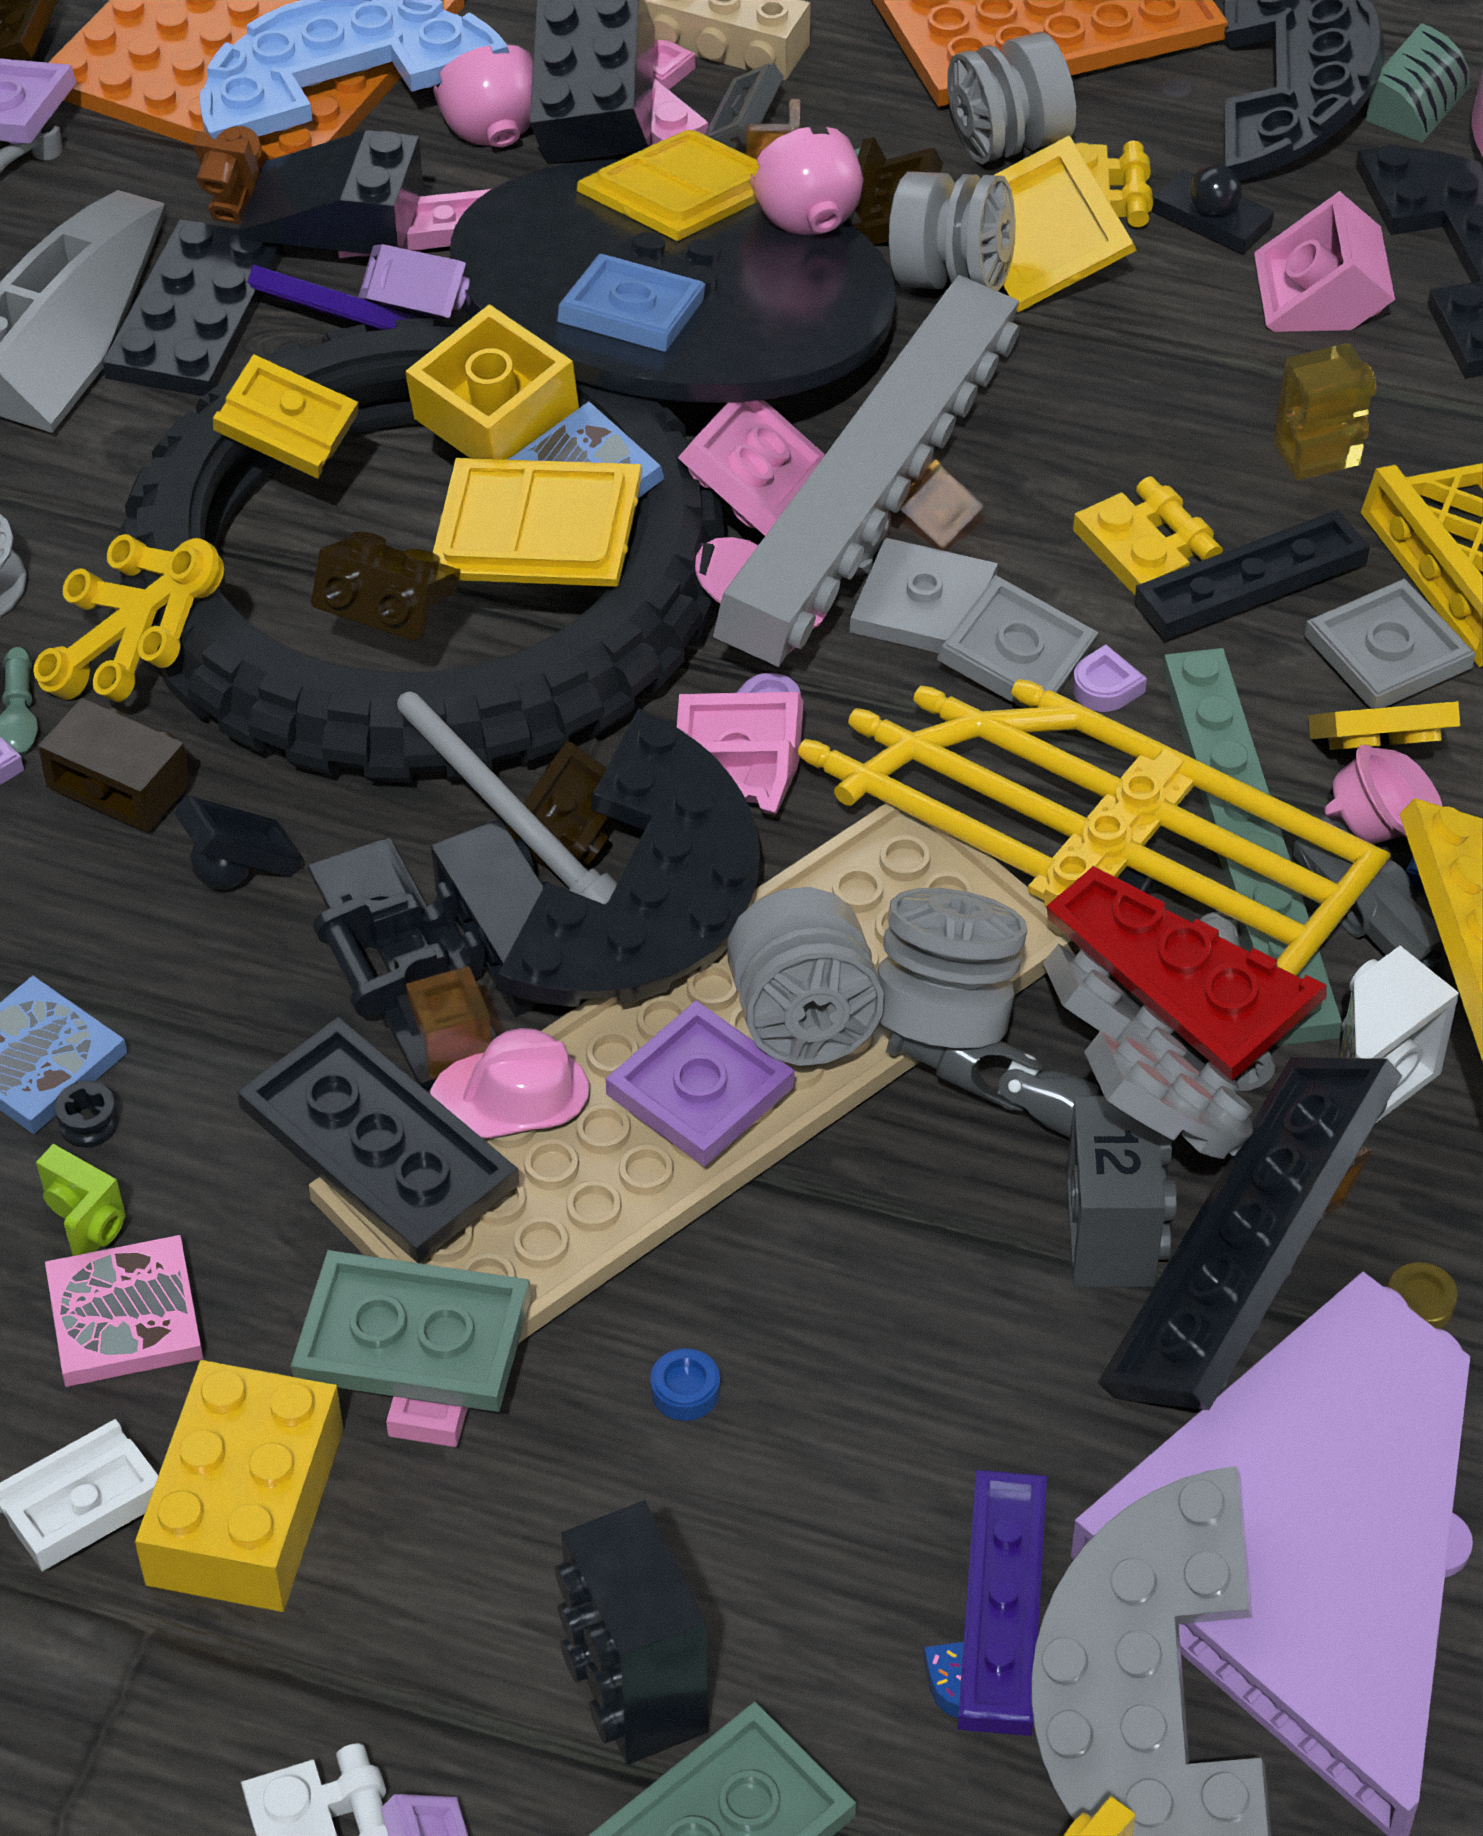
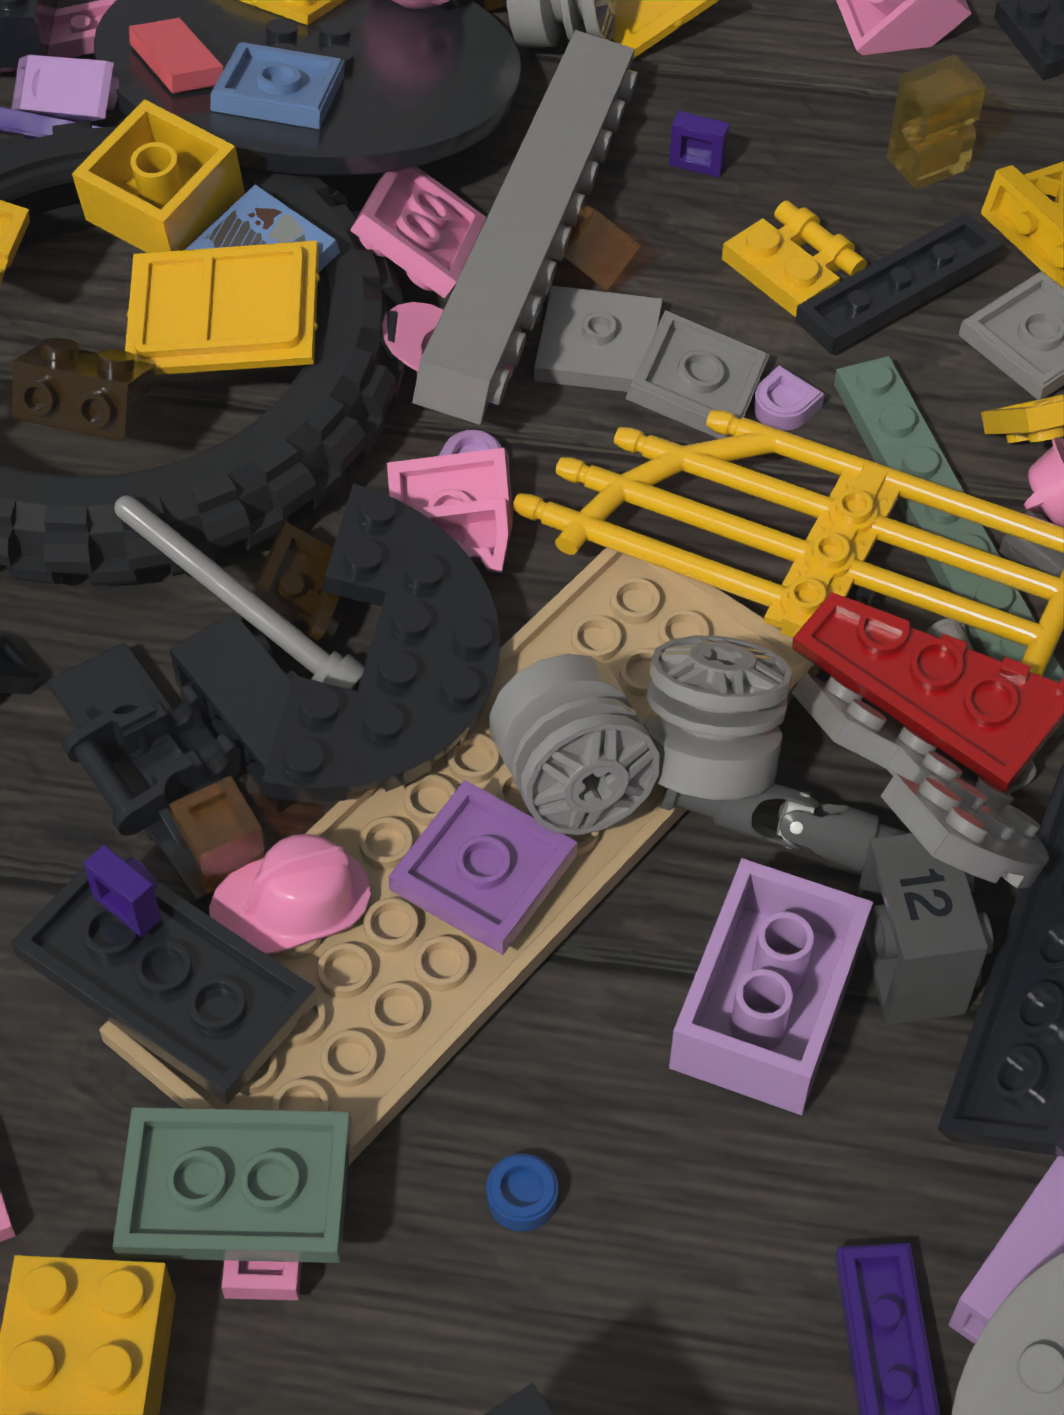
camera: 10 degrees left, 5 degrees up
(350, 1054) = (124, 889): none -> dark purple plate
(531, 260) = (175, 55): none -> coral tile
(959, 1227) = (770, 986): none -> lavender brick
(1070, 407) = (699, 144): none -> dark purple plate

